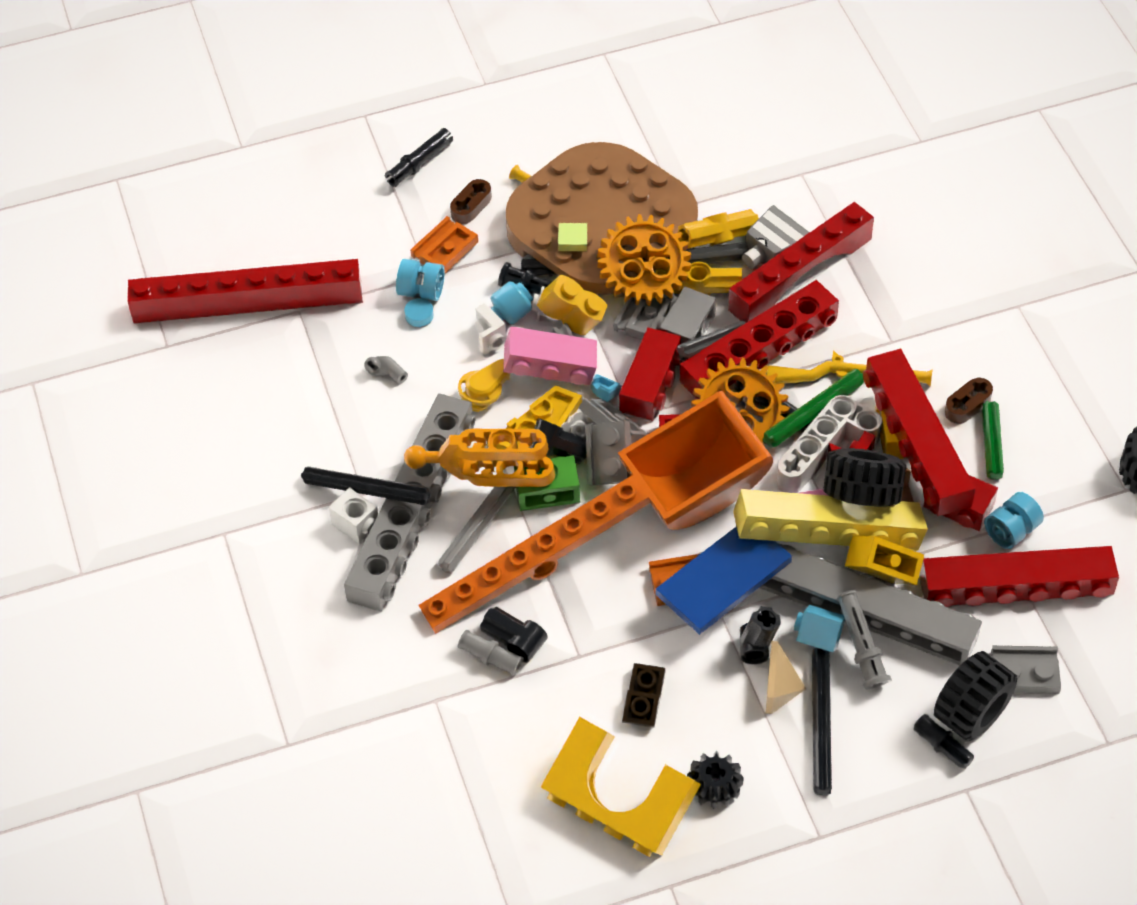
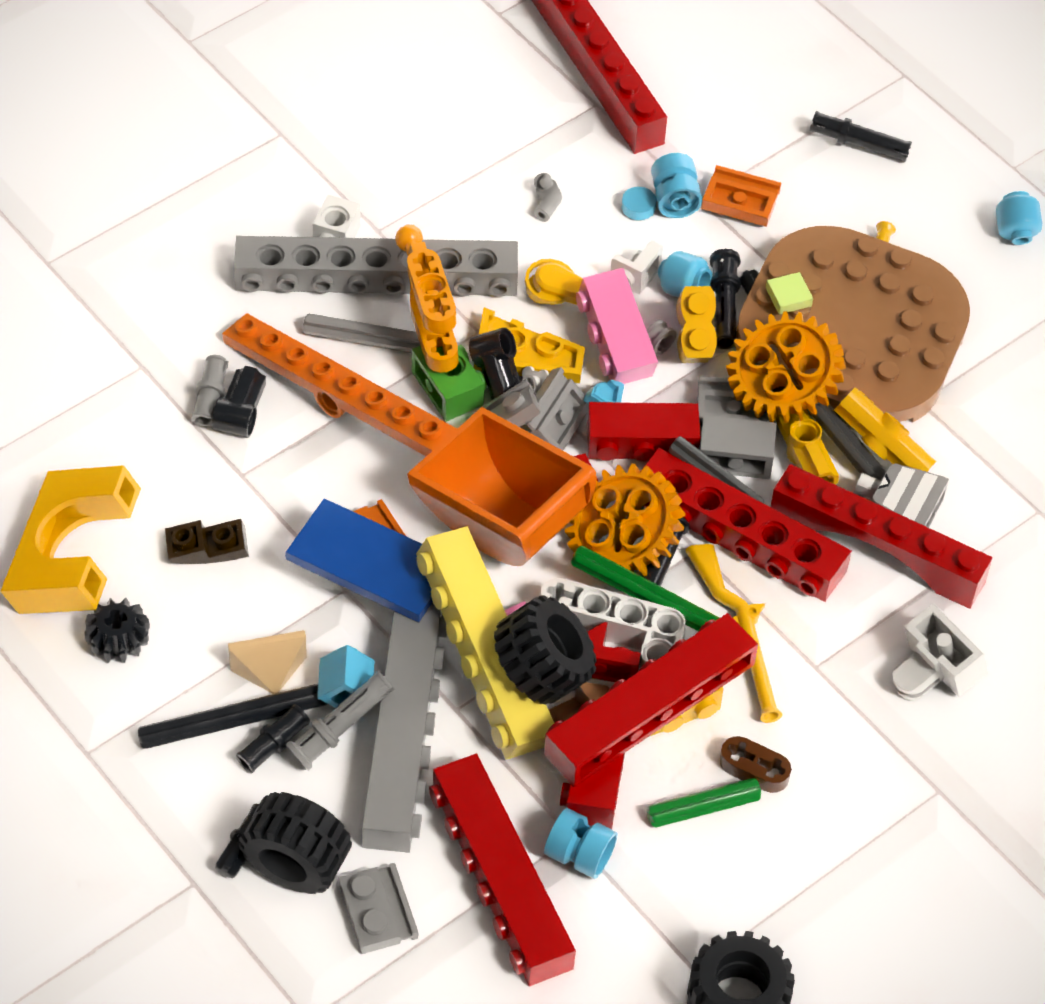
camera: 65 degrees right, 0 degrees up
(366, 485) = (367, 216): black axle -> none
(467, 199) = (822, 202): reddish brown beam -> none
(543, 92) = (1019, 217): none -> medium azure head
(757, 635) = (310, 614): black piece -> none
(855, 696) = (273, 738): none -> black pin
(884, 560) = (453, 711): yellow brick -> none
(919, 260) = (939, 655): none -> white brick

